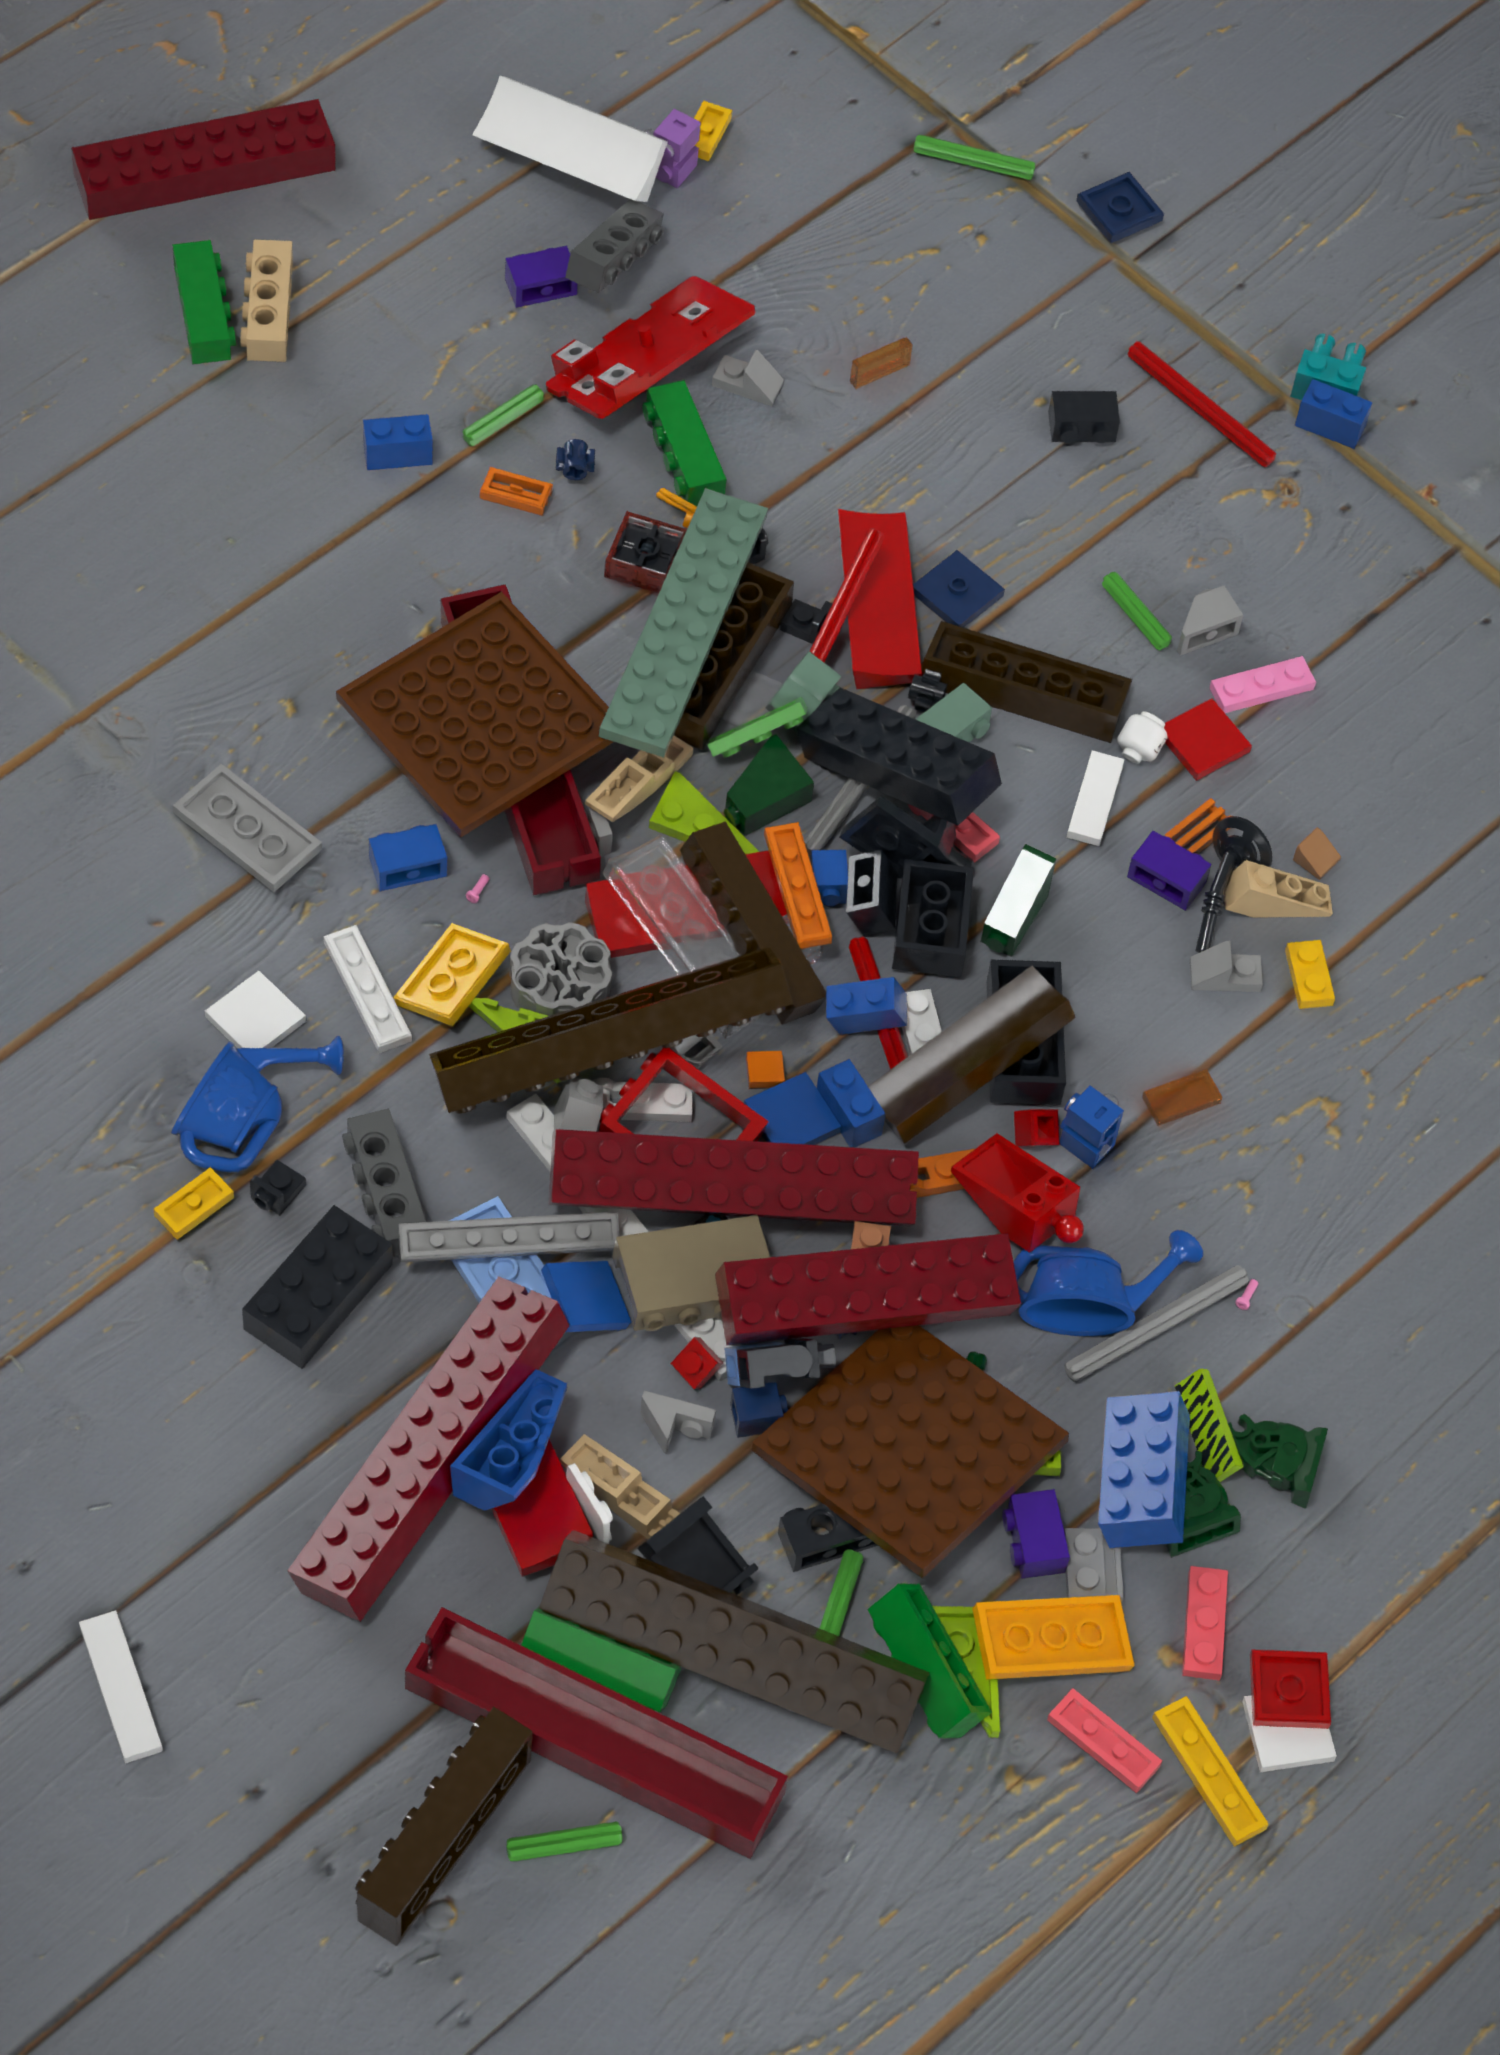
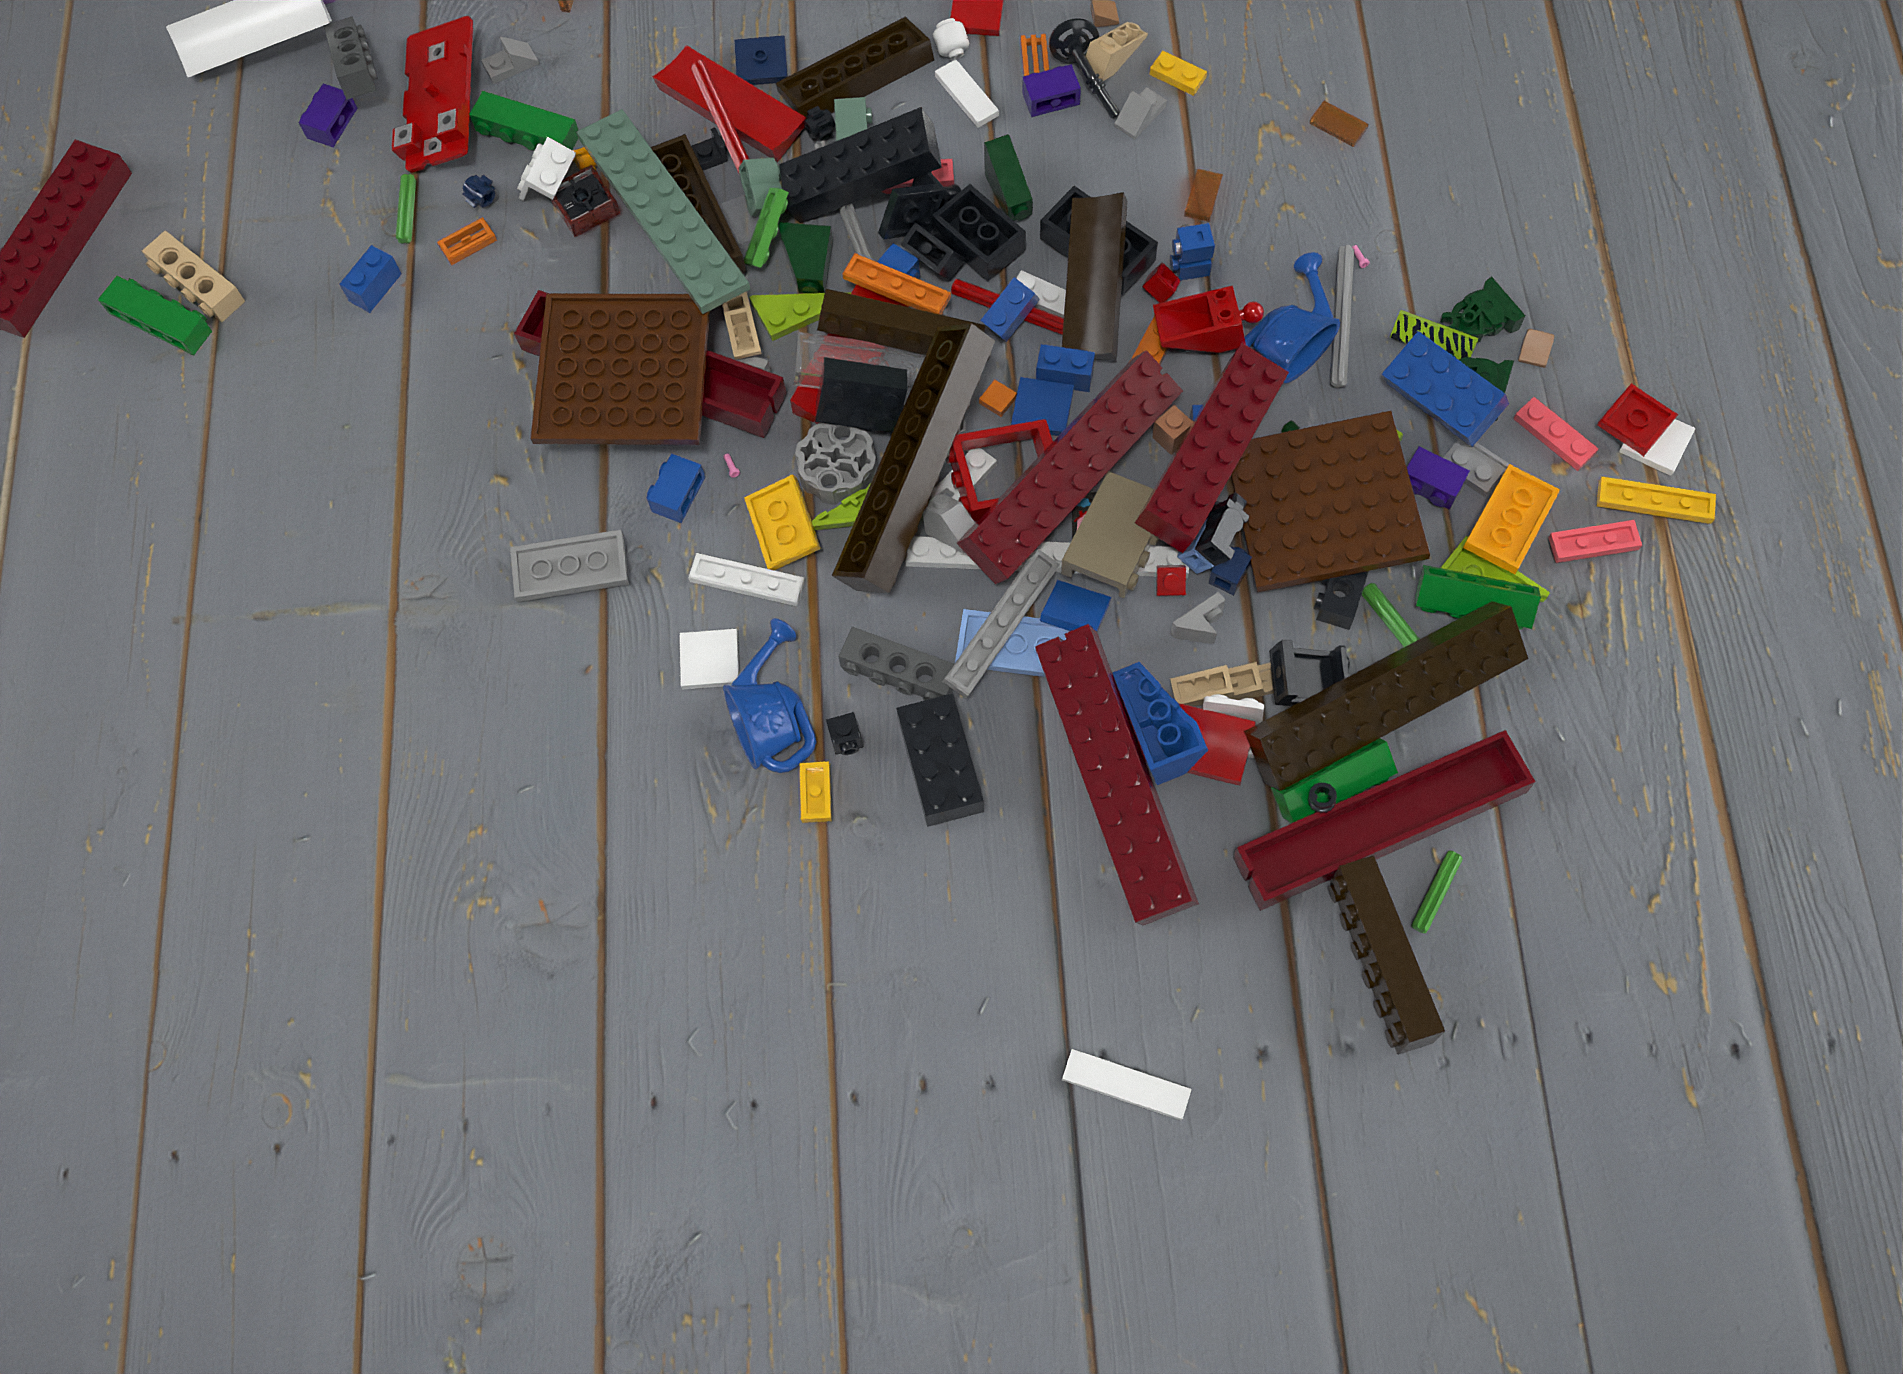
camera: 40 degrees left, 10 degrees up
(555, 1658) = (1318, 806): none -> black bush
(637, 933) = (860, 395): none -> black brick
(644, 496) = (546, 169): none -> white bracket
(1291, 1536) = (1536, 347): none -> medium nougat slope
(1394, 1167) = (1339, 123): none -> clear orange tile

